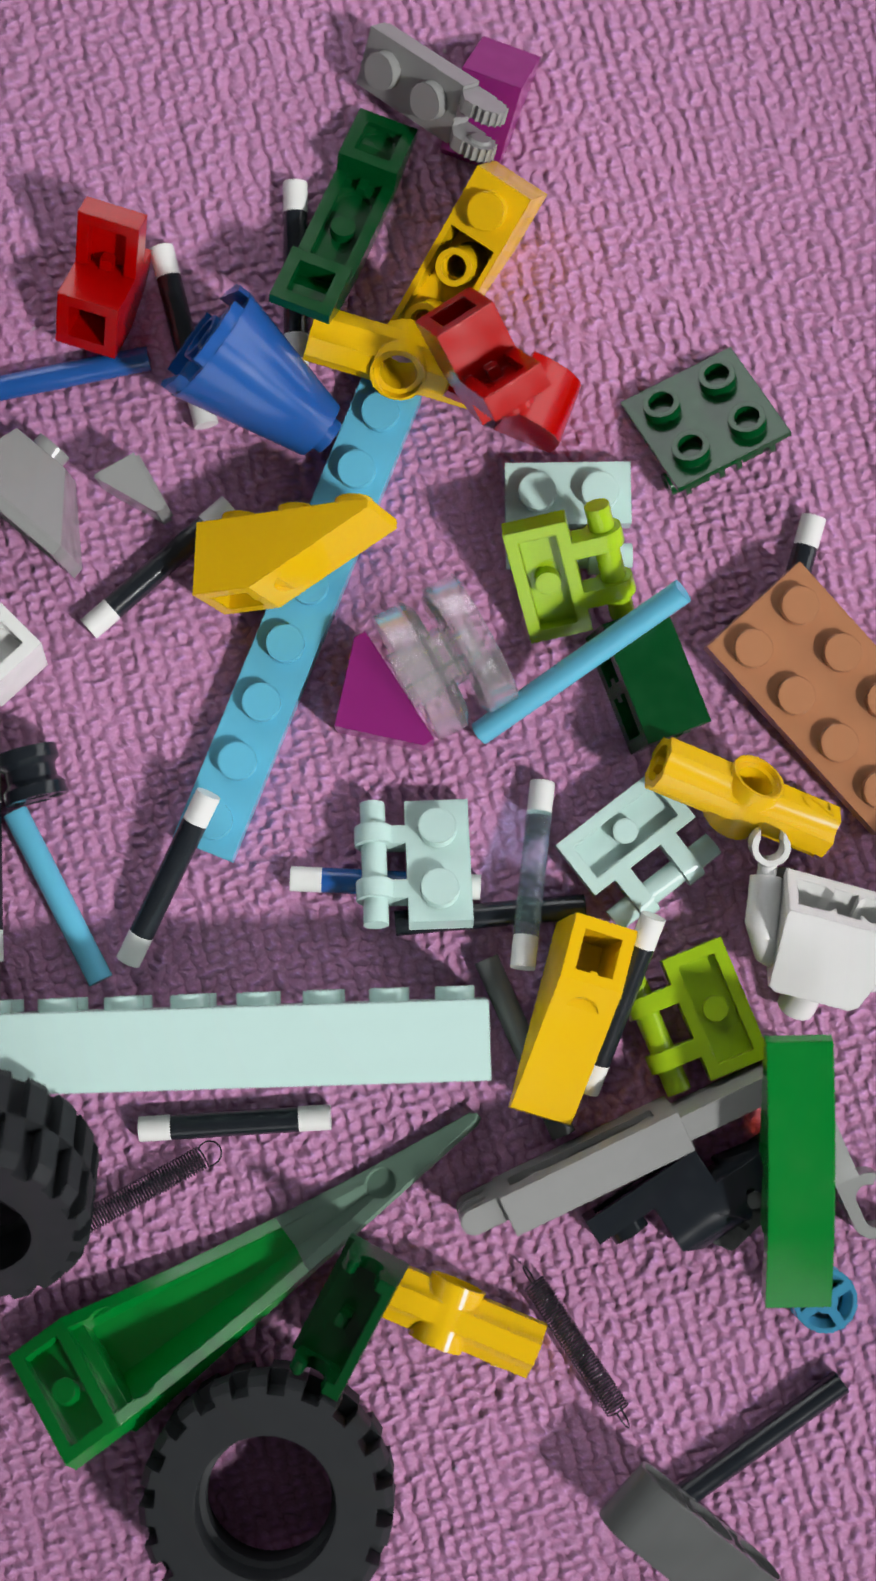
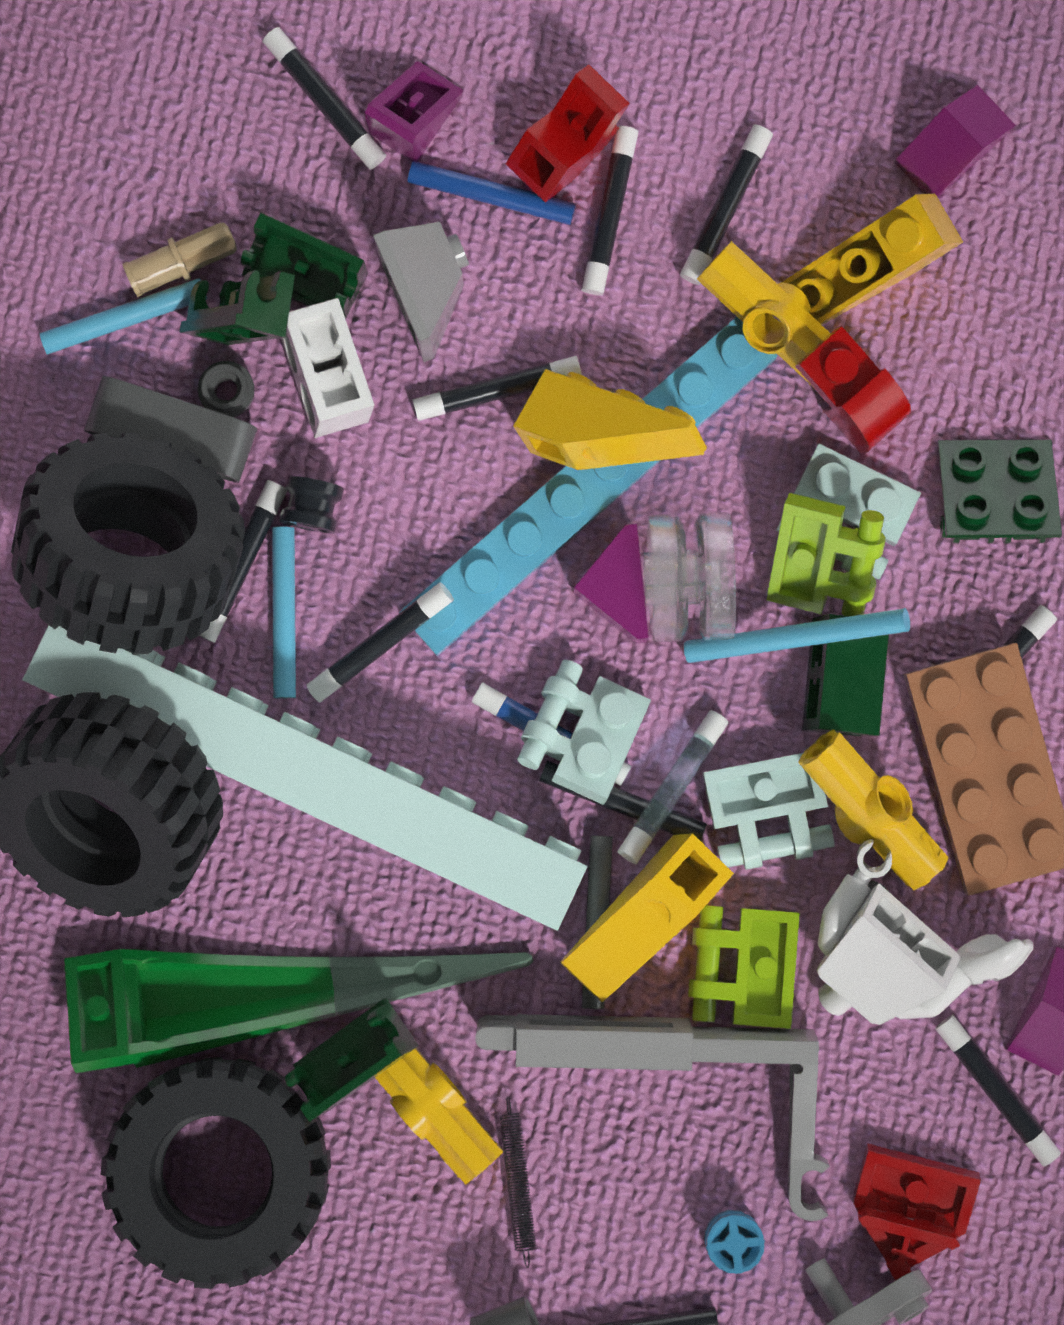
camera: 30 degrees right, 0 degrees up
(134, 485) = (510, 313): light grey slope -> none
(164, 1175) = (204, 887): black piece -> none
(234, 1123) = (334, 865): black bar -> none
(253, 377) = (649, 274): blue cone -> none
(347, 218) = (790, 181): dark green slope -> none
(430, 91) = (909, 113): light grey hinge -> none
(481, 358) = (838, 354): red brick -> none
(649, 930) = (744, 877): bar -> none
(692, 1200) = (685, 1122): black plate -> none
(798, 1170) = (765, 1127): green slope -> none

